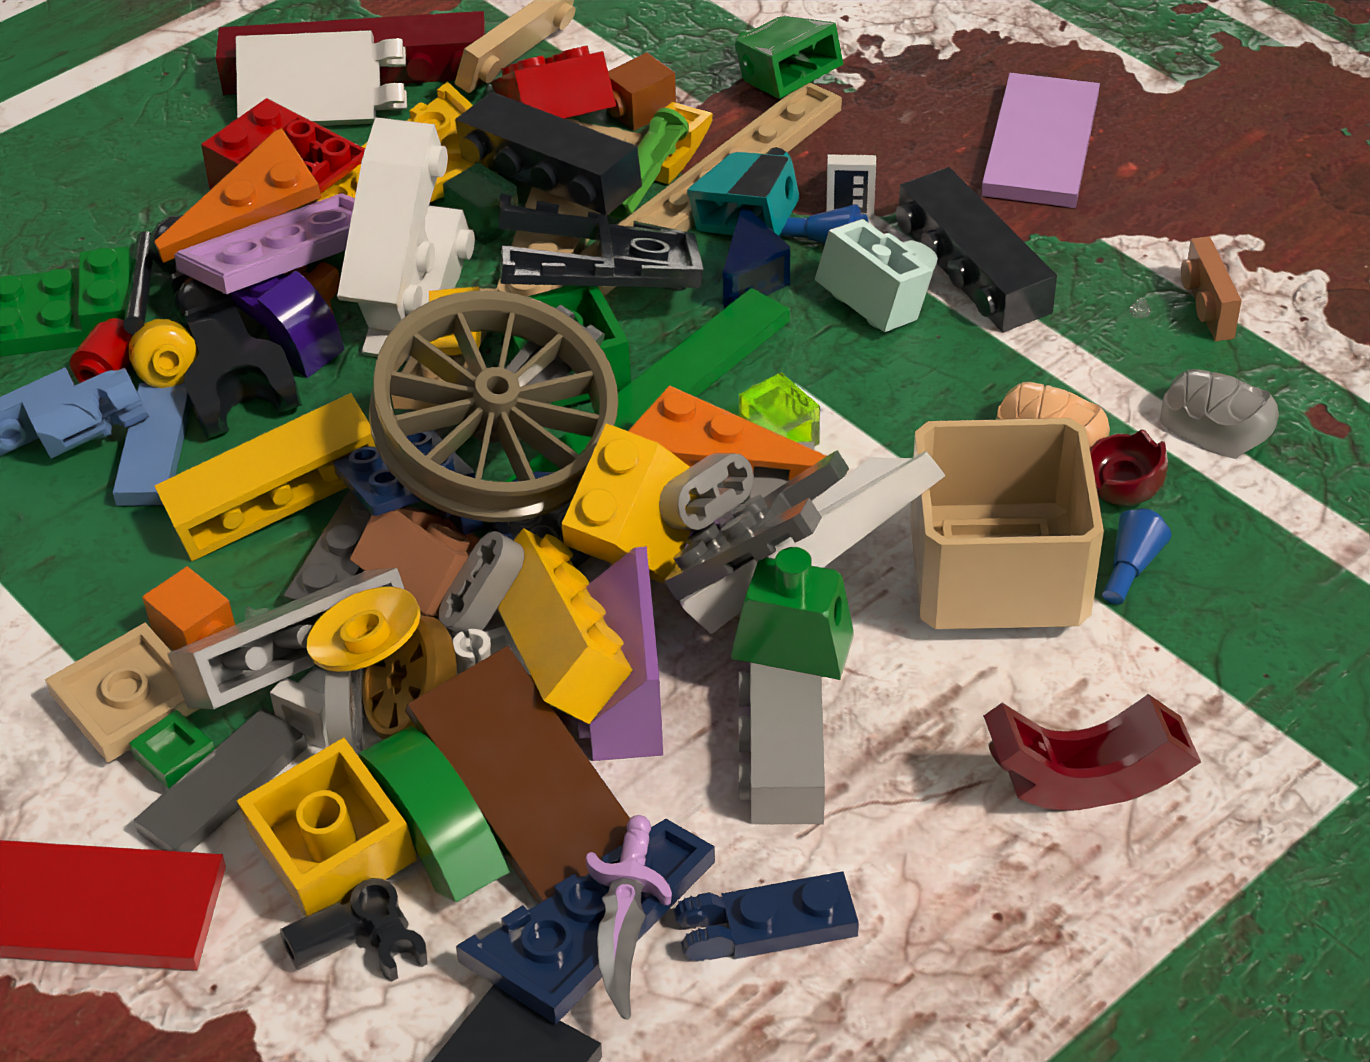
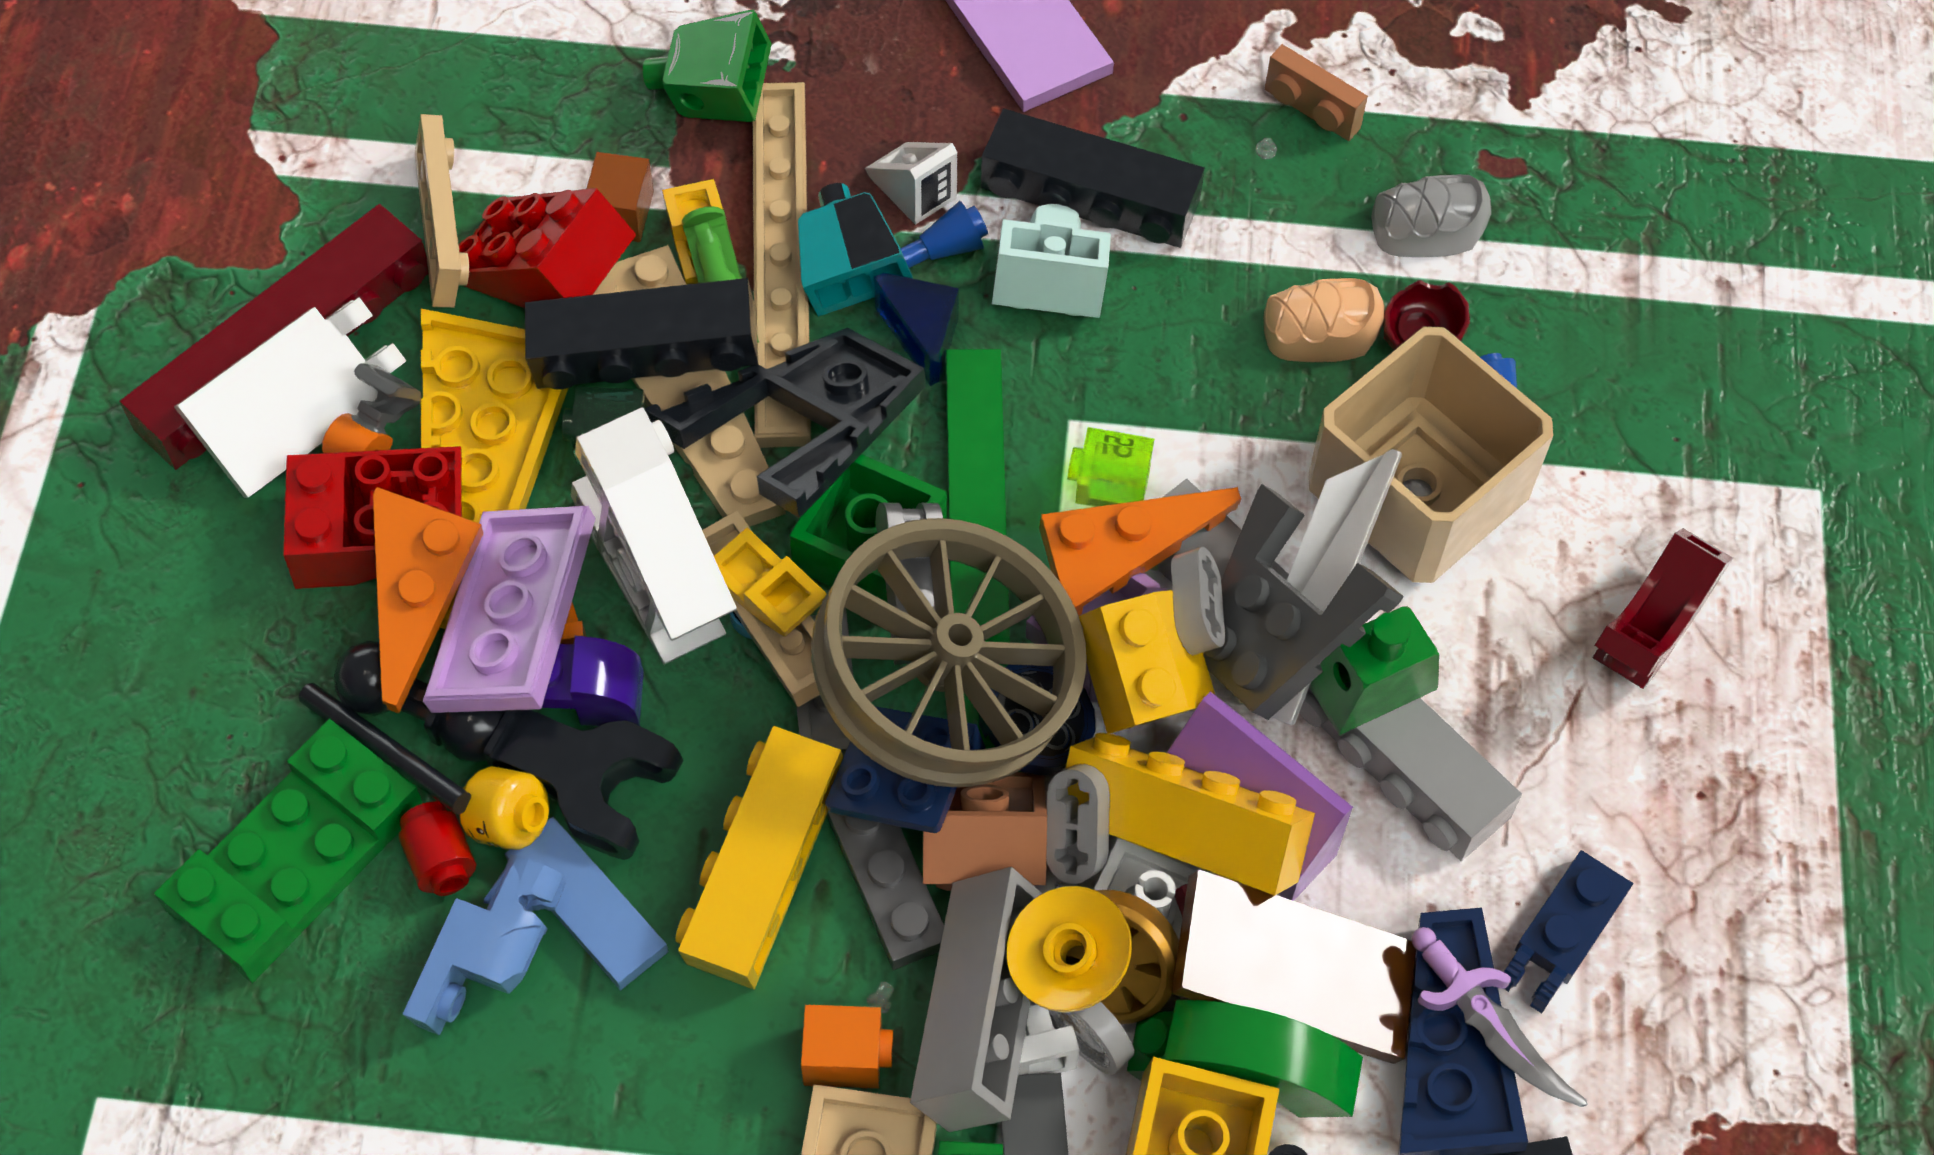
camera: 45 degrees left, 15 degrees up
(349, 116) = (366, 428): none -> dark grey leg

